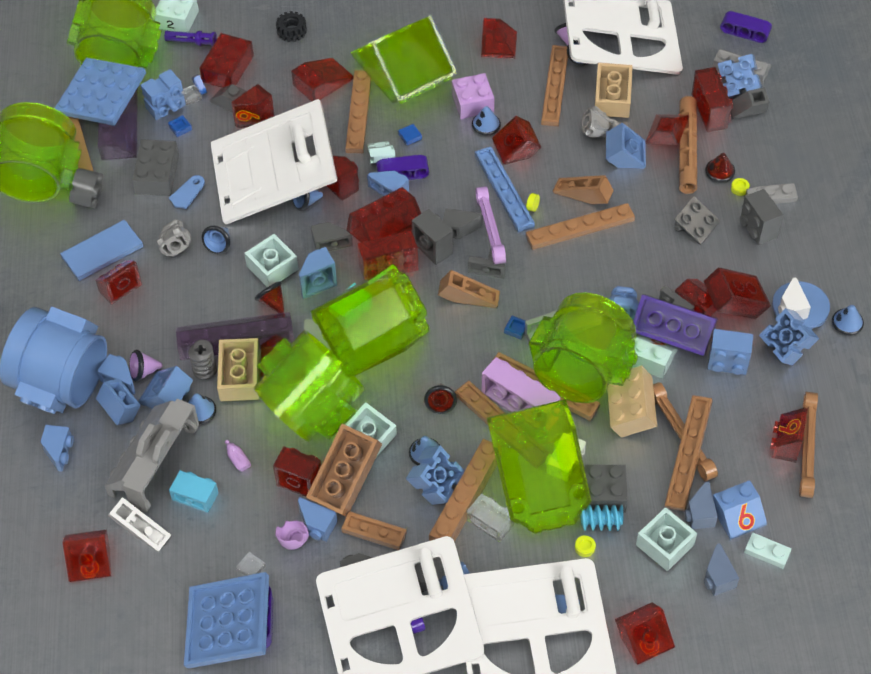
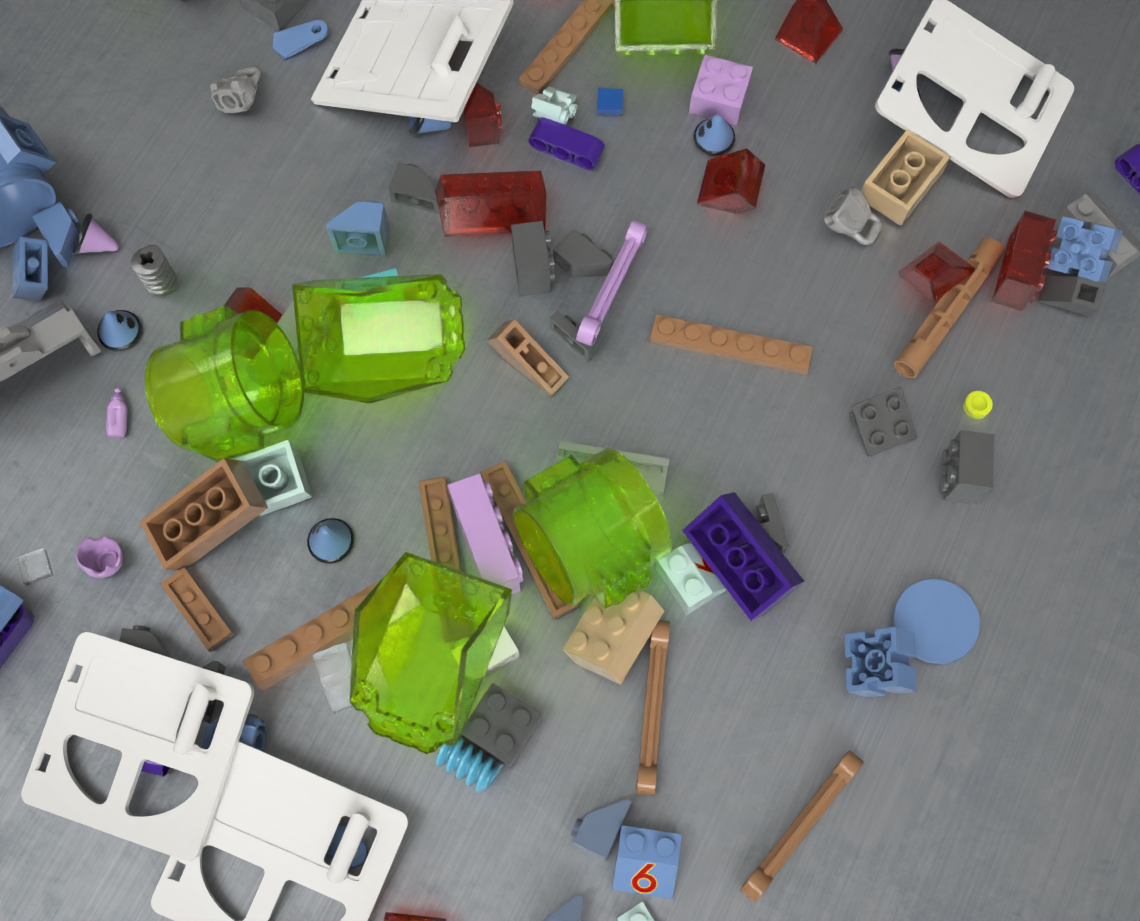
camera: 30 degrees right, 15 degrees up
(101, 250) = (154, 60): medium blue tile -> none
(119, 281) = (138, 113): clear red slope -> none
(166, 386) = (95, 285): medium blue slope -> none
(194, 491) = (35, 432): medium azure brick -> none
(216, 239) = (286, 117): medium blue hat -> none
(238, 369) = (187, 292): tan brick -> none
(258, 327) = (222, 255): clear purple slope -> none
(271, 260) = (322, 183): light aqua brick -> none
(272, 297) = (293, 232): clear red hat -> none
(295, 470) = (153, 475): clear red brick -> none
(317, 519) = (138, 556): medium blue slope -> none
(387, 182) = (536, 154): medium blue slope -> none
(388, 250) = (459, 255): clear red brick -> none
(435, 475) = (306, 584): medium blue brick -> none
(440, 399) = (392, 481): hat -> none
(504, 189) = (673, 240): medium blue tile -> none
(515, 327) = (552, 435): blue tile -> none
(533, 202) = (692, 278): neon yellow tile -> none
(555, 86) = (836, 131): medium nougat tile -> none
(585, 189) = (771, 297): medium nougat slope -> none
(585, 546) = (427, 785): neon yellow tile -> none
(625, 148) = (863, 268): medium blue slope -> none
(626, 298) = (704, 484): medium blue piece -> none
(666, 539) = (523, 845): light aqua brick -> none
(688, 453) = (636, 744): medium nougat tile -> none
(695, 293) = (810, 533): clear red slope -> none
(720, 169) = (968, 366): clear red hat -> none
(730, 351) = (788, 636): medium blue brick -> none
(736, 293) = (853, 561): clear red brick -> none
(779, 193) = (1015, 440): light grey hinge -> none
(789, 435) = (782, 799): clear red slope -> none
(795, 300) = (924, 615): white slope -> none
(848, 321) = (983, 680): medium blue hat -> none

